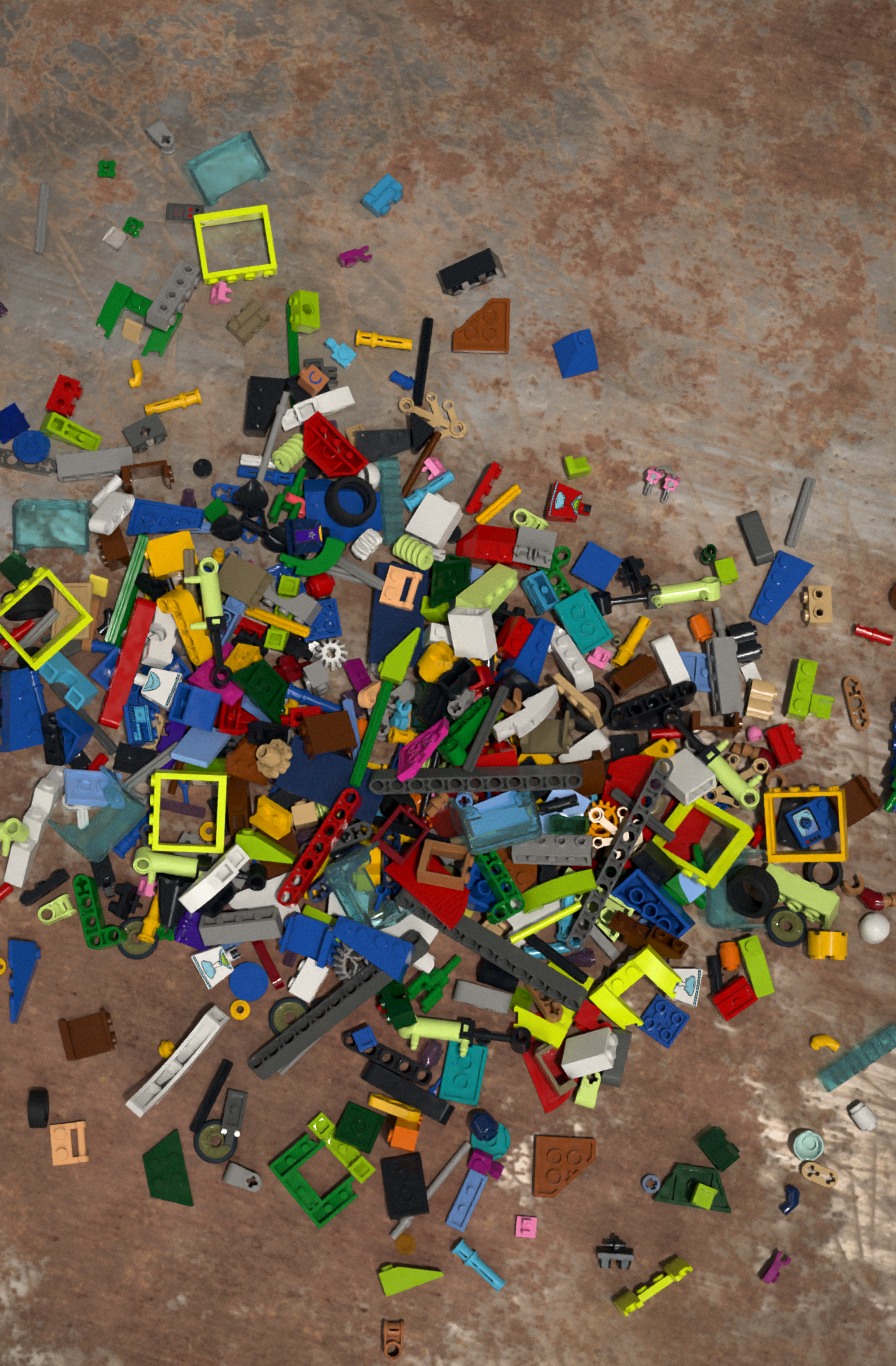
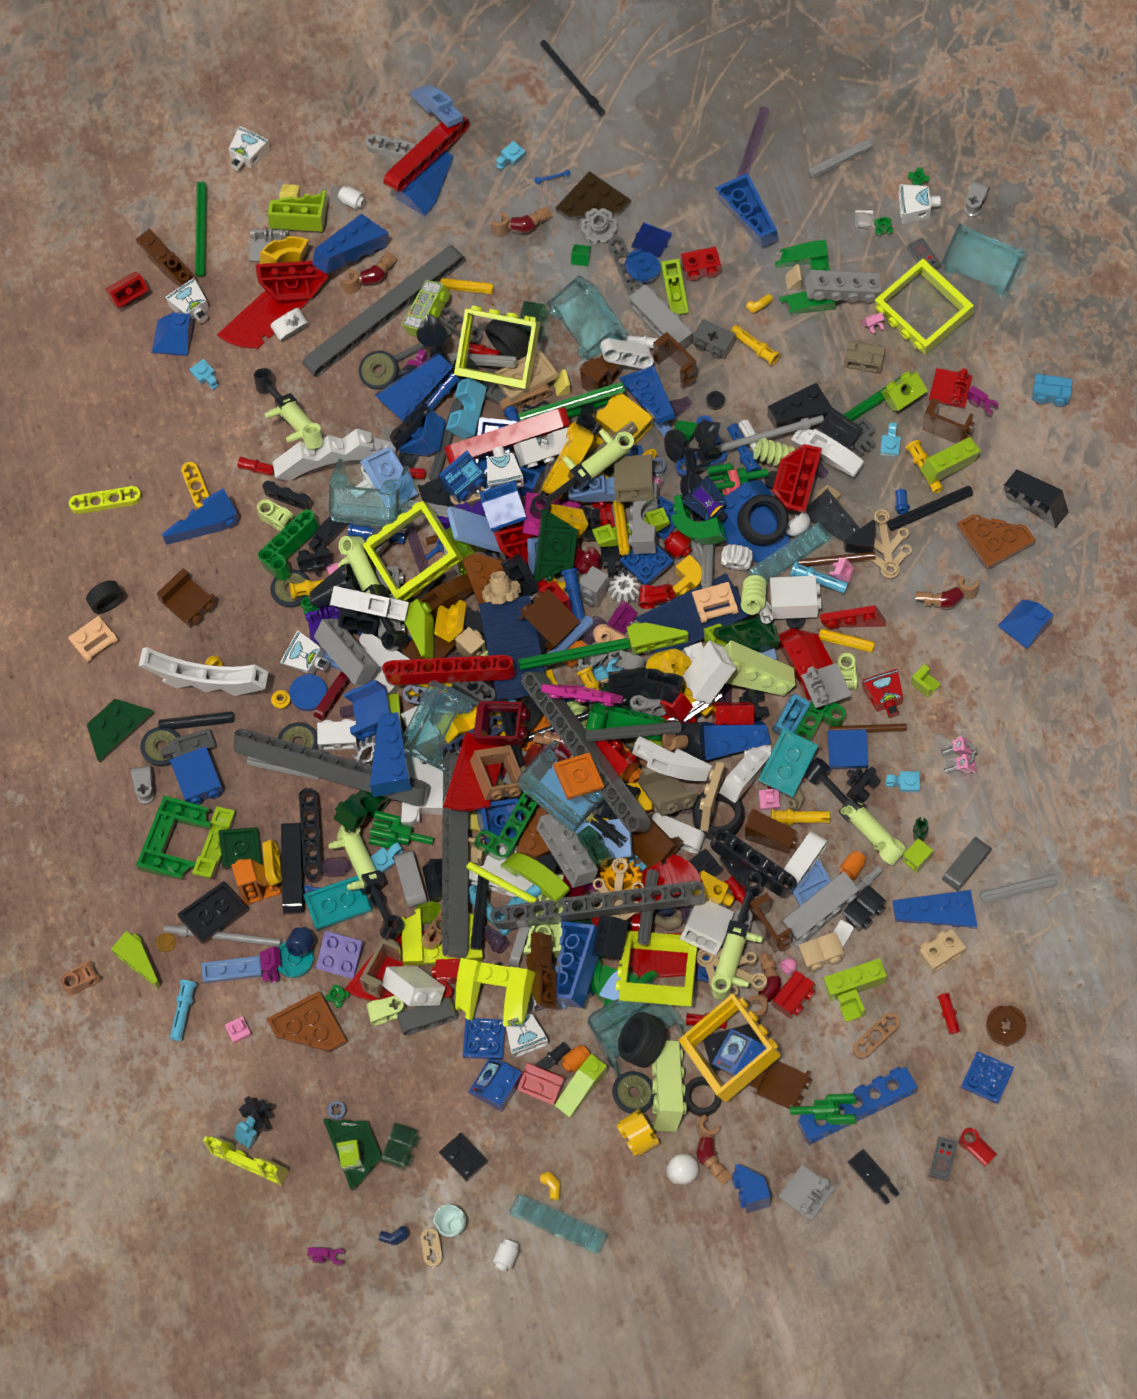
camera: 70 degrees right, 10 degrees down
(35, 323) = (747, 207): none -> blue wedge
(131, 186) = (916, 202): none -> white torso
(268, 1126) = (196, 776): none -> blue panel
(312, 380) = (844, 427): nougat brick -> none
(323, 273) = (951, 387): none -> red hinge
(351, 308) = (945, 427): none -> reddish brown panel
(353, 636) = (653, 595): none -> red piece
(357, 591) = (690, 574): none -> yellow brick
(364, 1038) = (314, 803): blue tile -> none
(380, 896) = (445, 740): blue hand -> none
(395, 317) = (950, 460): none -> lime brick
(448, 1010) = (384, 860): none -> medium azure plate
(468, 795) = (559, 750): medium blue bush -> none
(503, 799) = (578, 776): none -> orange tile
(513, 1099) = (339, 954): none -> hinge
(516, 399) = (949, 598): none -> medium nougat piece
(542, 1120) = (336, 989): none -> green plate
(587, 538) = (872, 728): none -> reddish brown bar
(627, 1275) = (245, 1133): none -> medium azure plate
(654, 539) = (907, 781): none -> medium azure plate
(710, 1035) = (496, 1084): none -> blue slope
(756, 1101) = (463, 1157): none -> black plate

